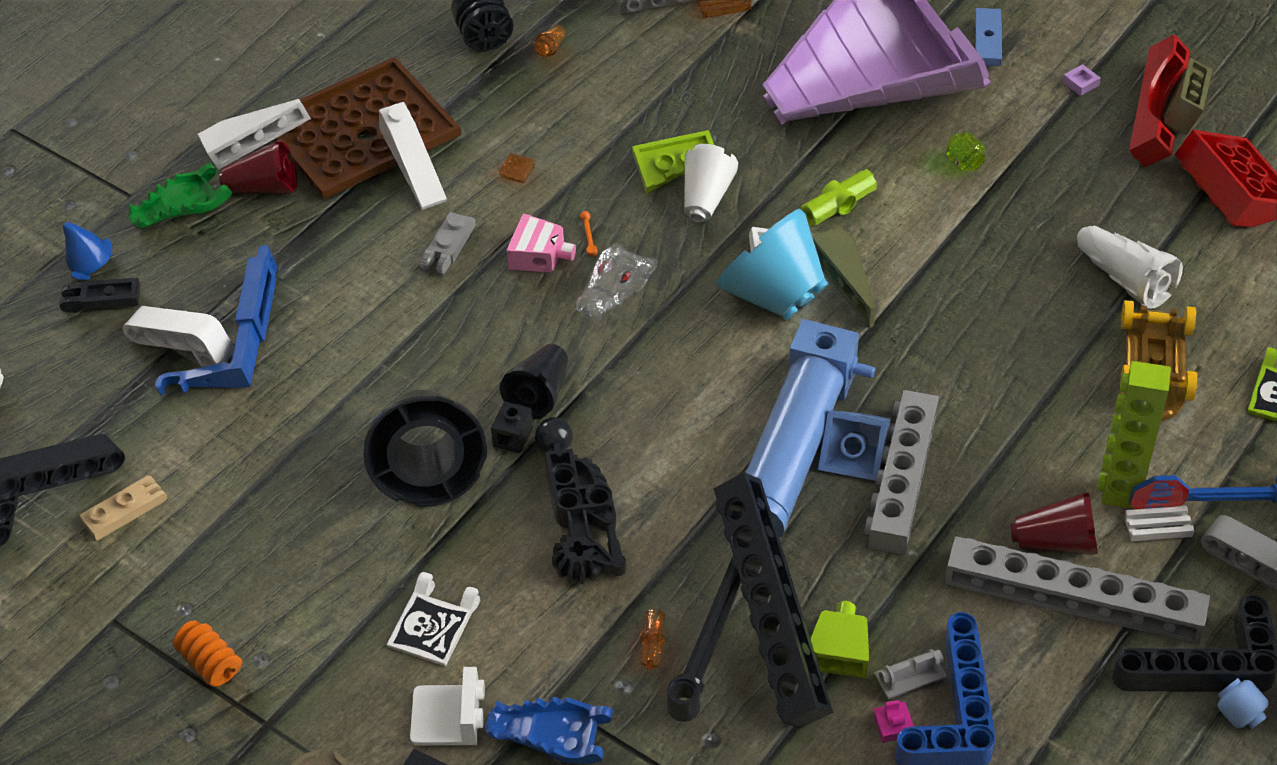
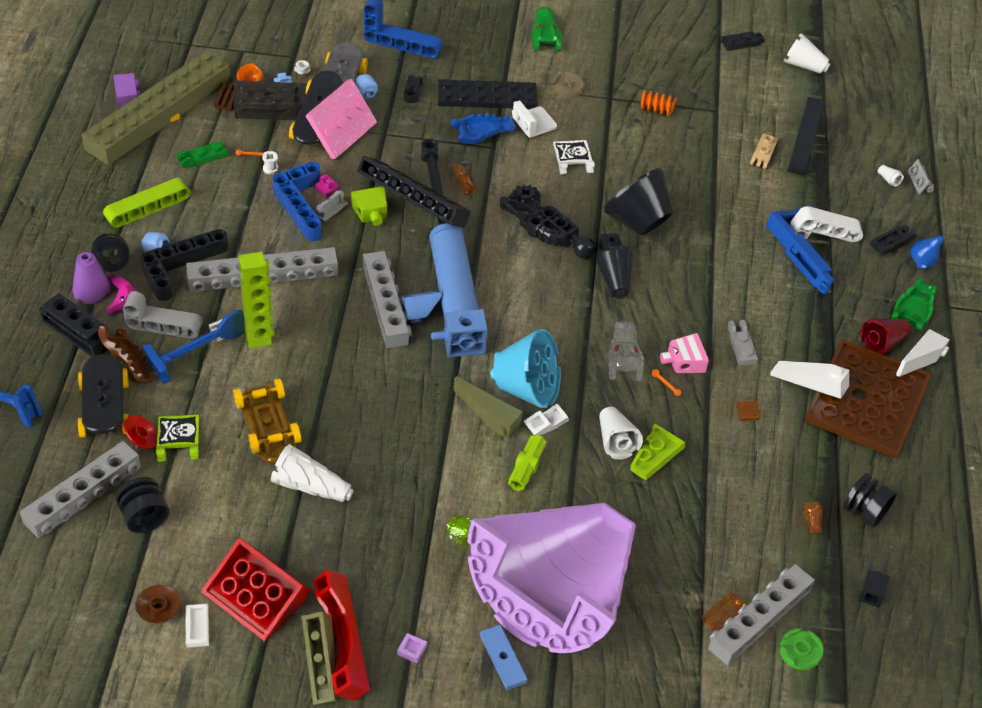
camera: 145 degrees right, 0 degrees up
(1058, 527) = (288, 291): dark red cone -> none

